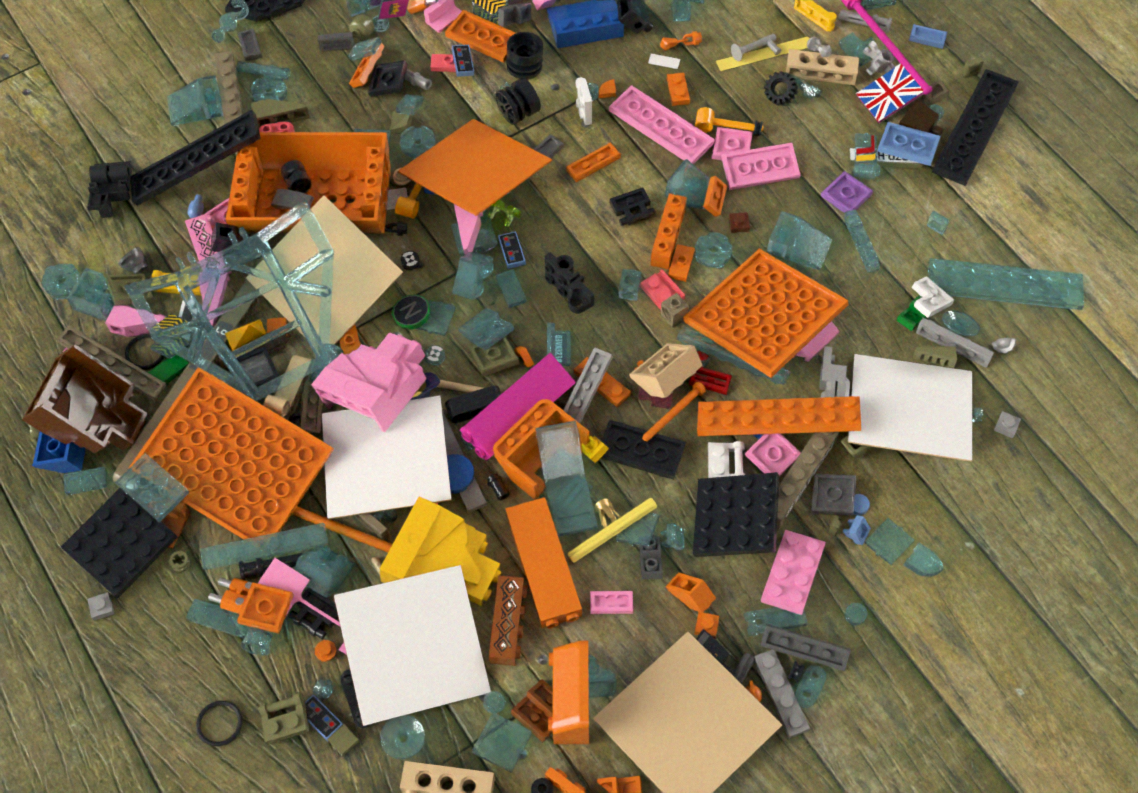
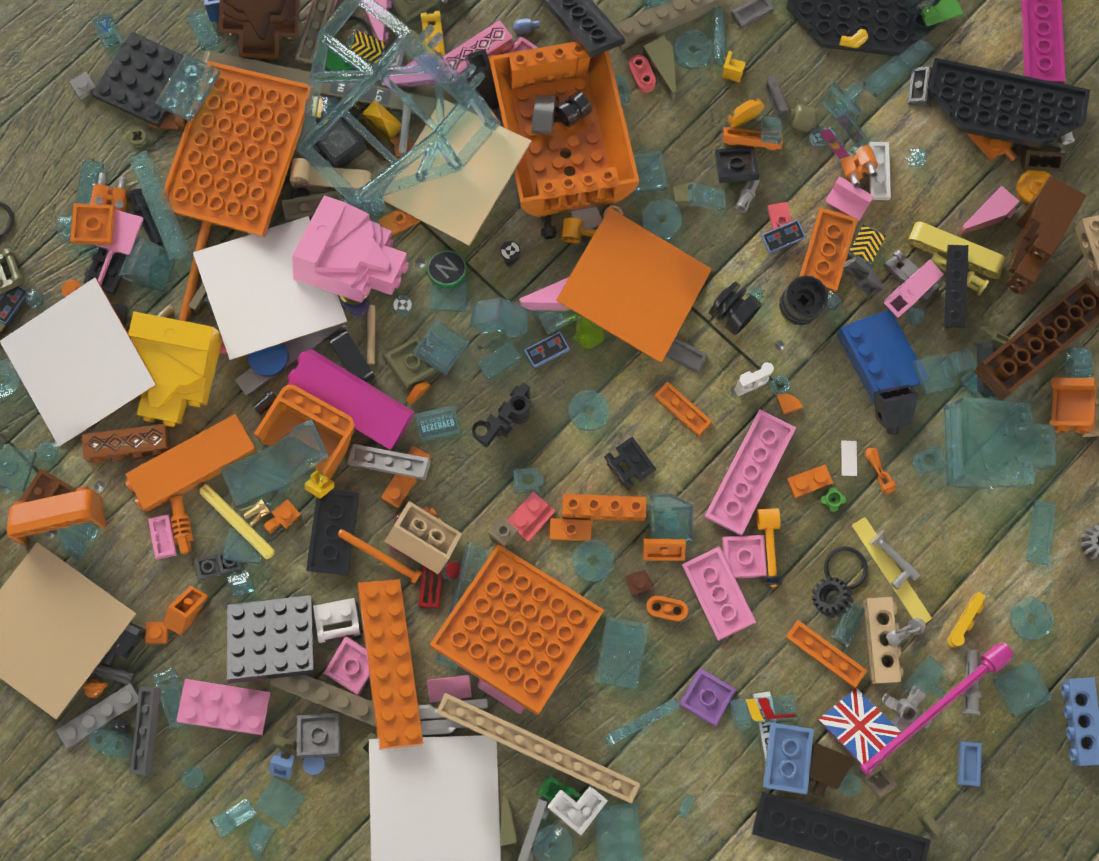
camera: 75 degrees right, 15 degrees up
(49, 569) = (107, 30): none -> clear light blue brick
(261, 315) = (404, 128): none -> light grey bar
(298, 66) = (733, 68): none -> yellow panel
(344, 60) = (745, 113): none -> light orange tile
(580, 236) = (593, 400): none -> clear light blue plate
(603, 582) = (181, 525): none -> orange hinge
(615, 490) = (284, 515): none -> orange plate
(697, 75) = (839, 499): none -> bright green plate
(749, 69) = (845, 548): none -> black tyre
(766, 206) = (666, 608): none -> orange plate
(806, 380) = (455, 686): none -> bright pink slope
(825, 105) = (826, 654): none -> orange plate
(872, 317) = (538, 748): none -> tan plate
(902, 585) = (229, 820): none -> clear light blue piece

